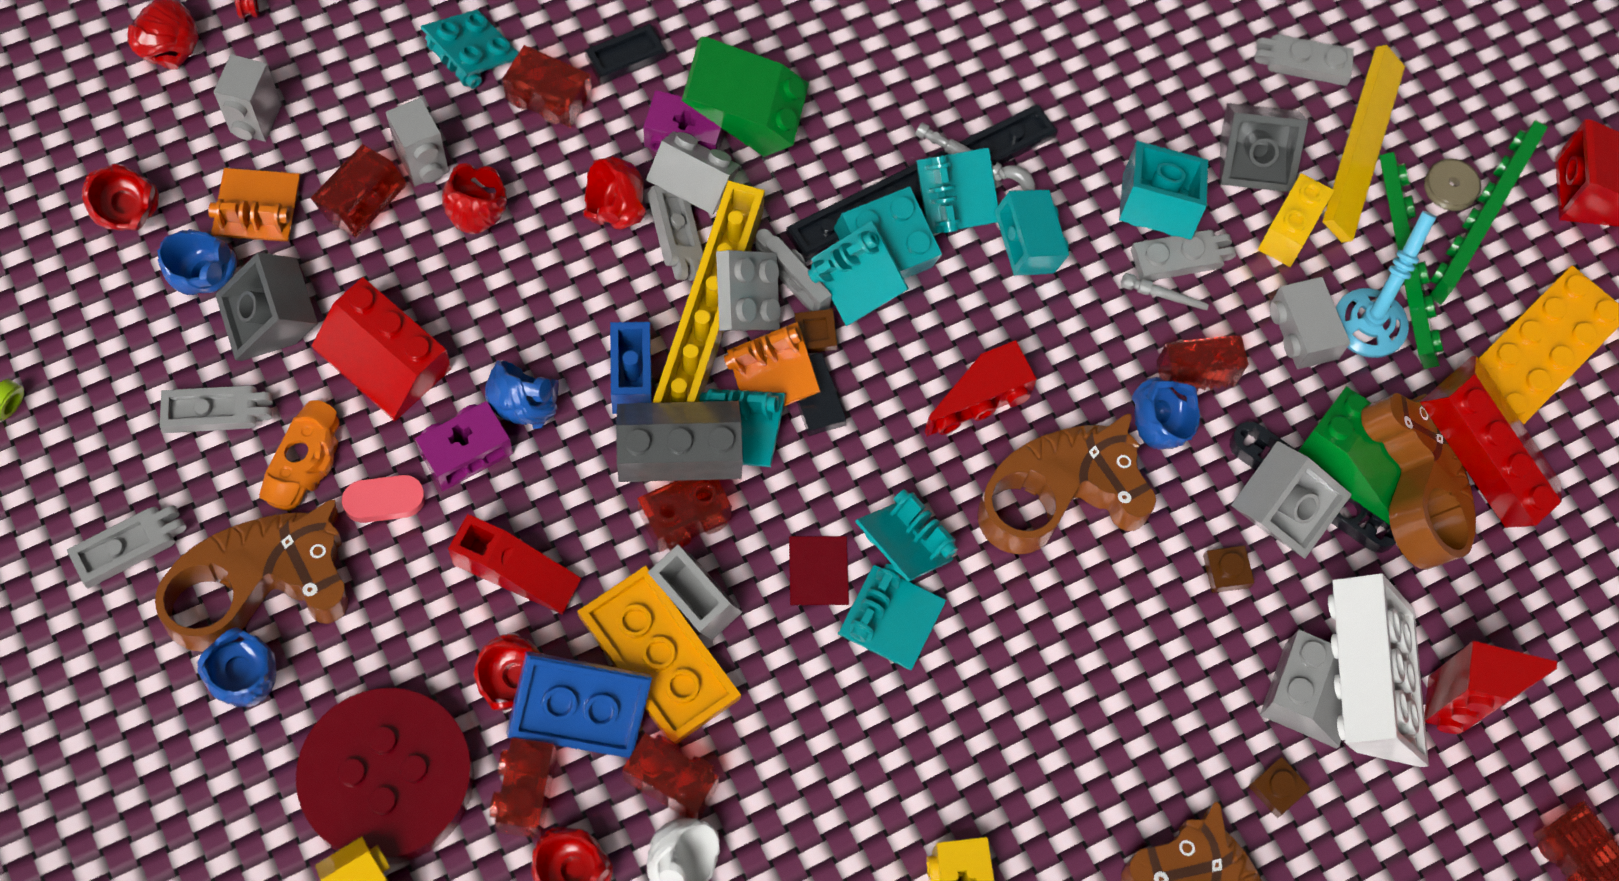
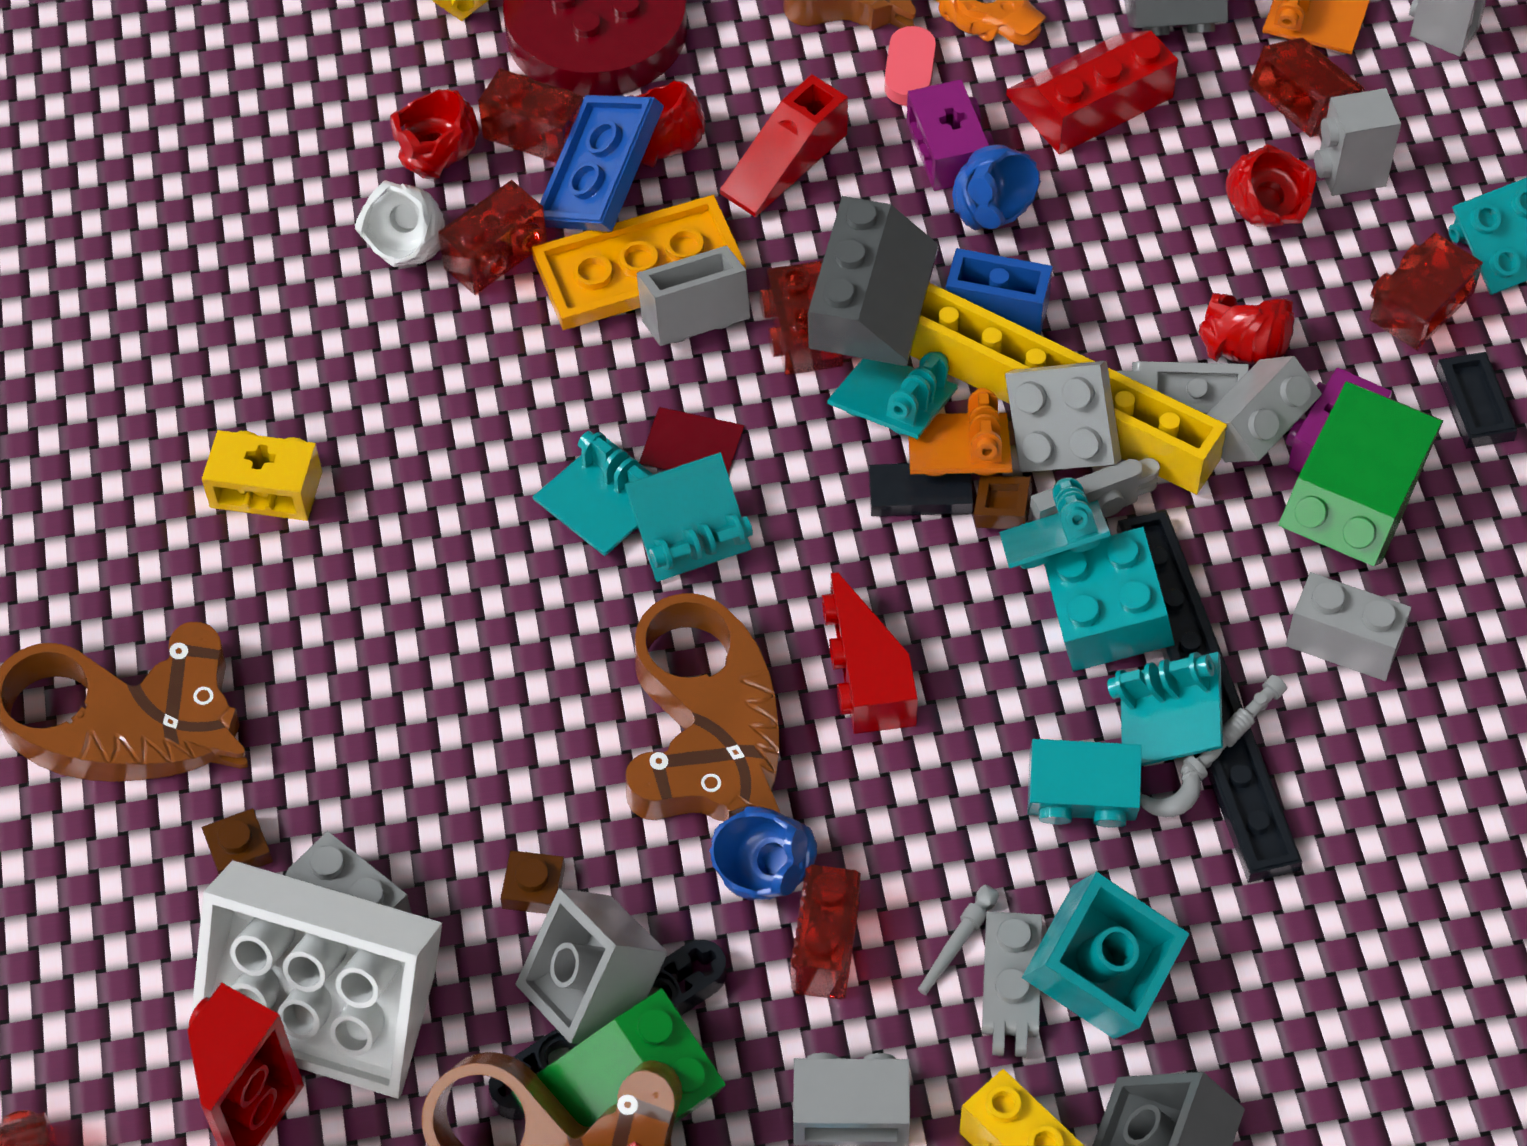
camera: 115 degrees right, 10 degrees down
(855, 97) = (1347, 626): none -> light grey piece

